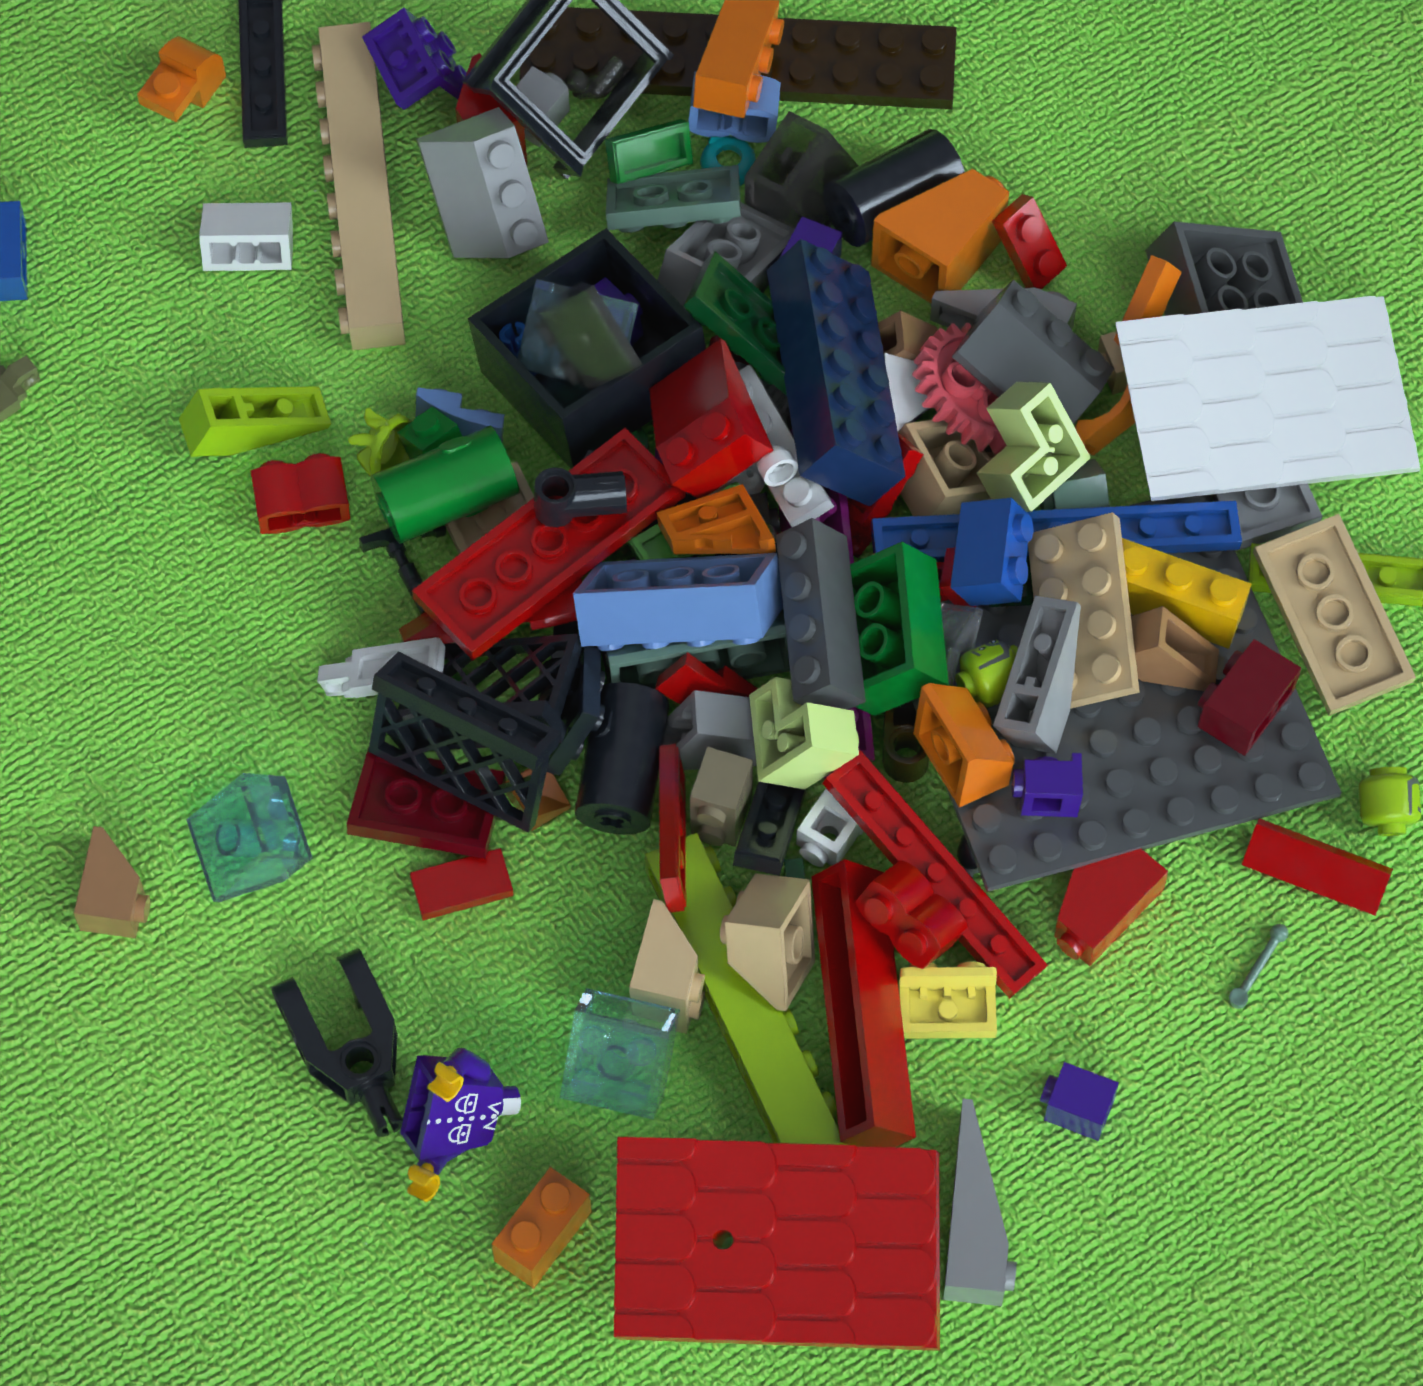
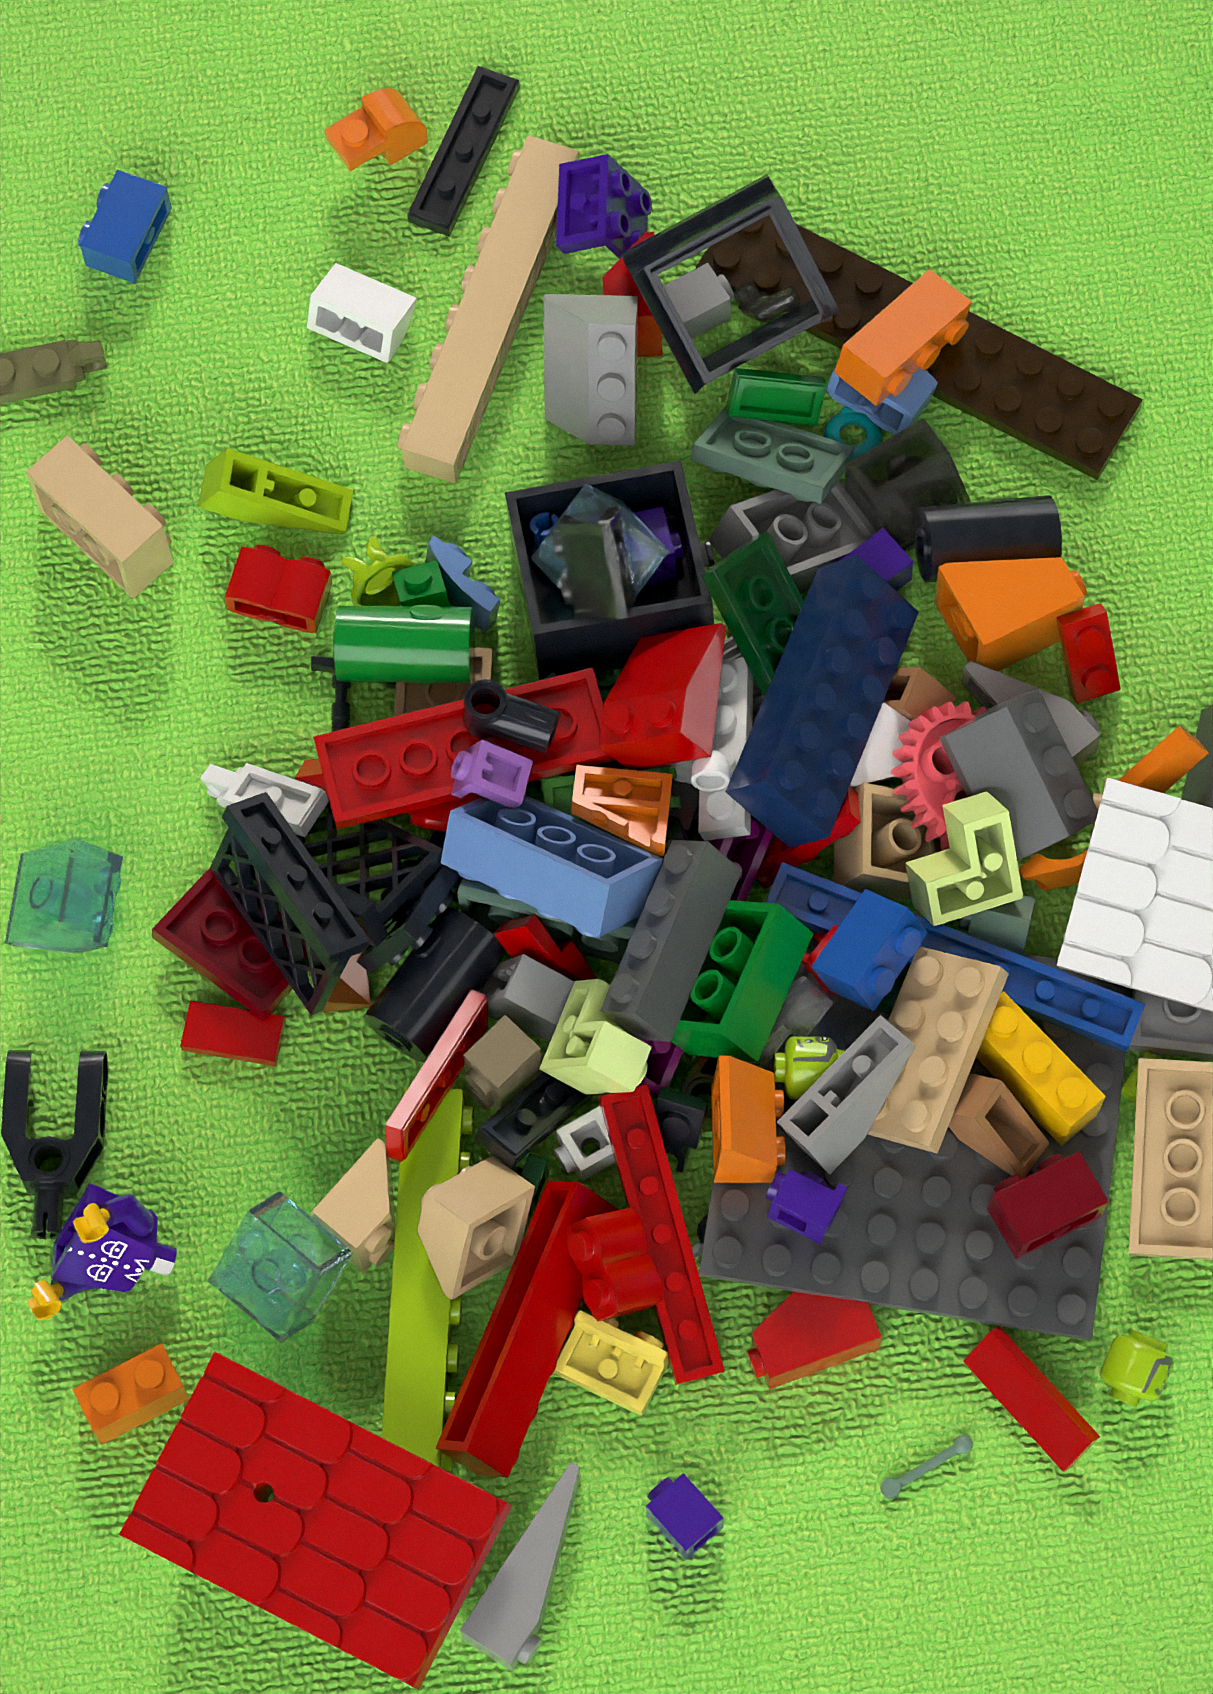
camera: 30 degrees right, 5 degrees up
(110, 498) = (101, 515): none -> tan brick
(590, 548) = (491, 774): none -> medium lavender bracket
(902, 769) = (680, 1122): none -> black plate

